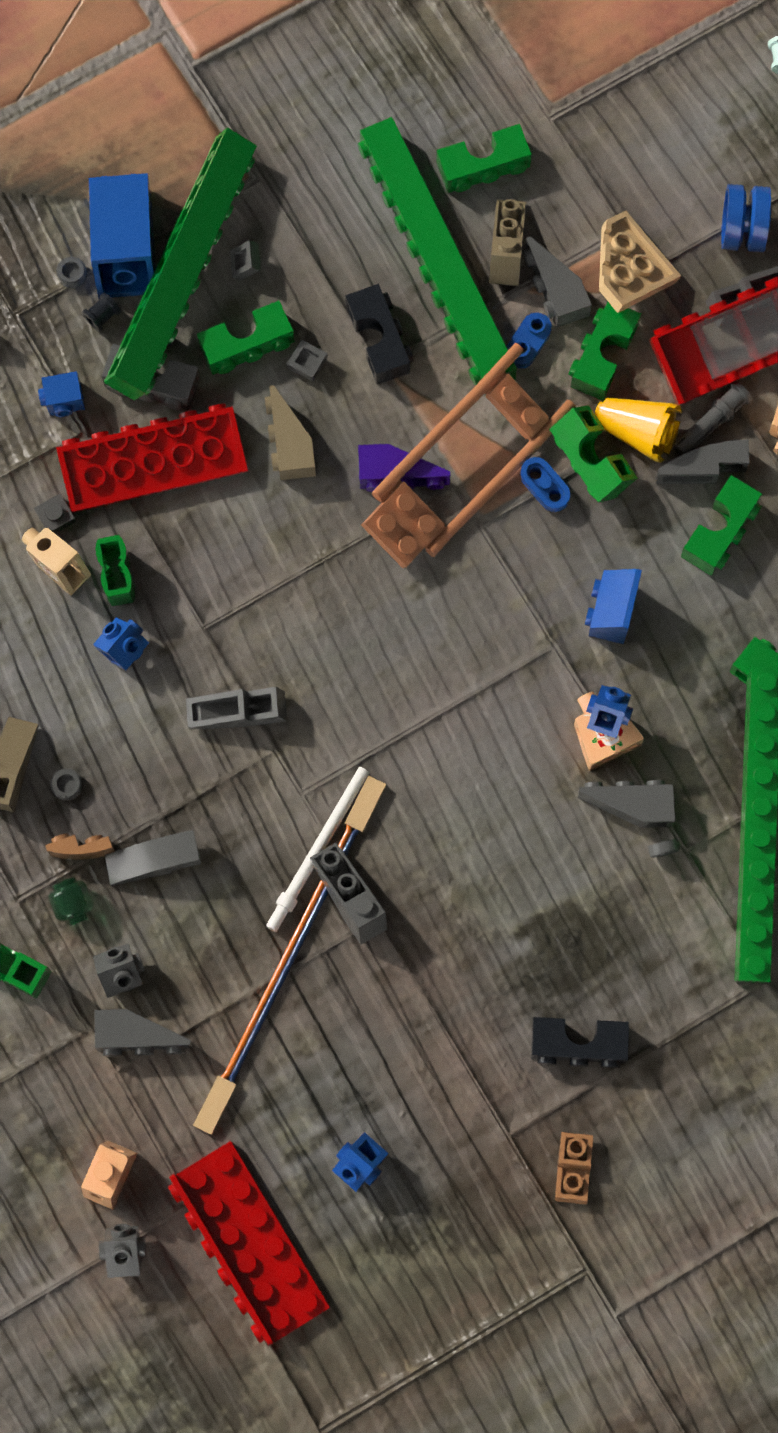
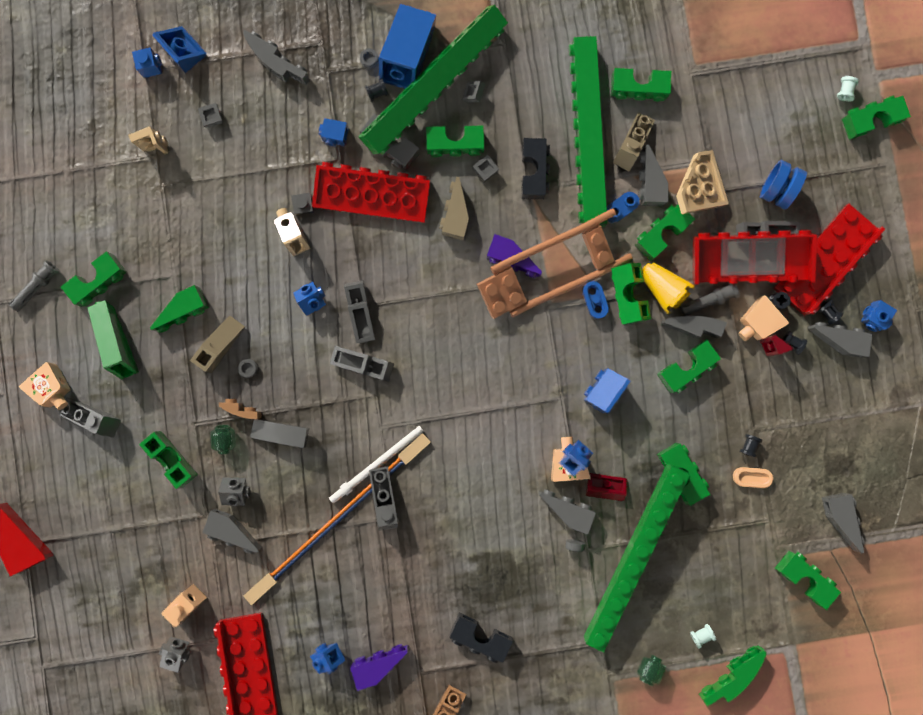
camera: 20 degrees right, 10 degrees up
(115, 570) = (324, 248): green brick -> none
(203, 635) = (359, 311): none -> dark grey slope
(436, 1154) = (371, 670): none -> dark purple slope
(675, 748) = (606, 487): none -> dark red slope

